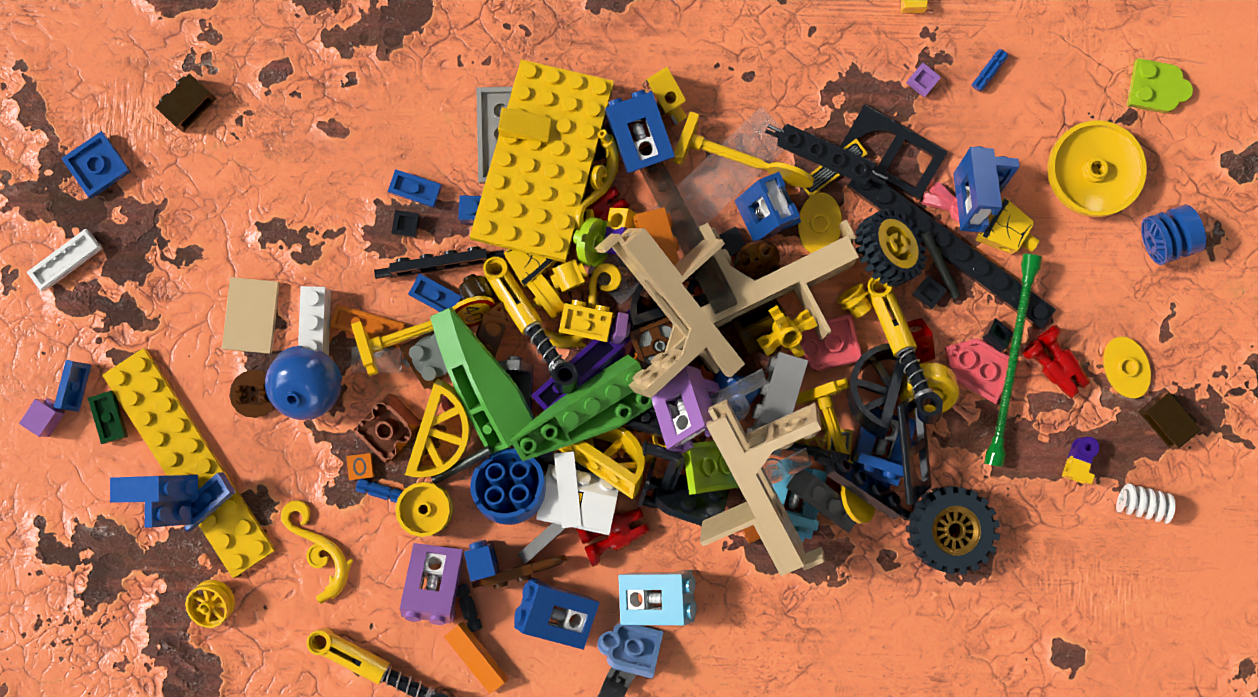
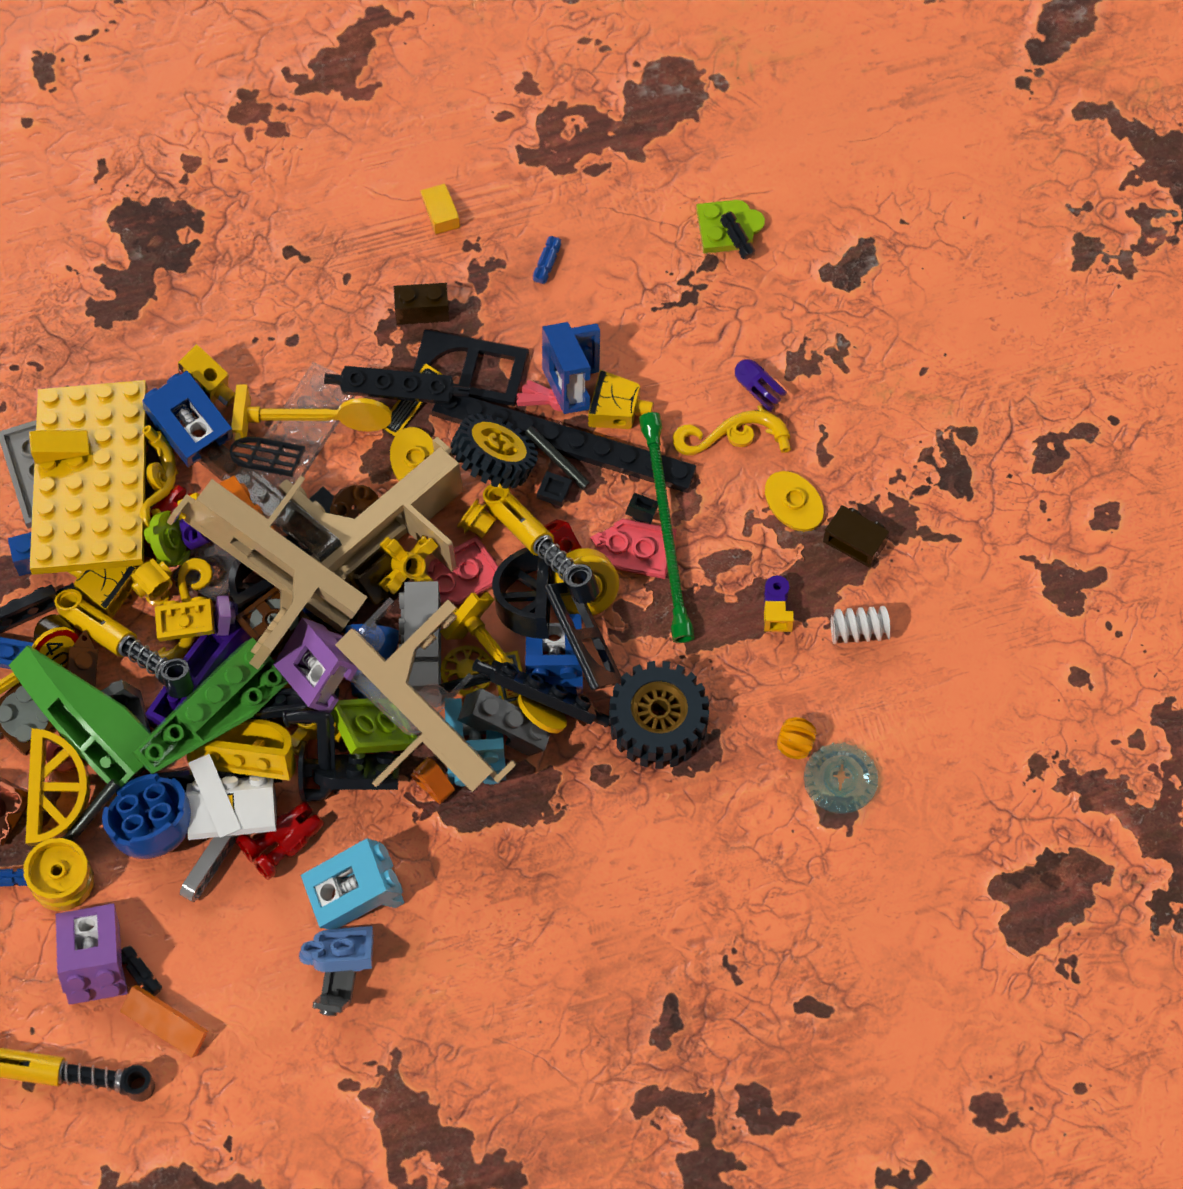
camera: 15 degrees left, 20 degrees down
(481, 560) = (139, 906): blue brick -> none
(520, 572) = (186, 911): reddish brown plate -> none
(537, 608) = (216, 936): blue brick -> none
(546, 296) = (133, 612): yellow wheel -> none
(700, 195) = (258, 440): none -> black window
(767, 208) = (347, 451): blue brick -> none
(870, 80) = (421, 303): none -> dark brown piece
(923, 80) = (478, 288): medium lavender plate -> none
(1058, 586) = (796, 738): none -> light orange piece
(1062, 367) = (724, 519): red piece -> none
(1076, 612) = (855, 790): none -> clear light blue gear
(1096, 168) = (688, 316): yellow dish -> none
(1131, 244) = (756, 379): none -> dark purple arm
(1135, 292) = (739, 439): none -> yellow plant
(1164, 103) = (737, 235): none -> black axle
(1173, 234) = (790, 352): blue wheel -> none

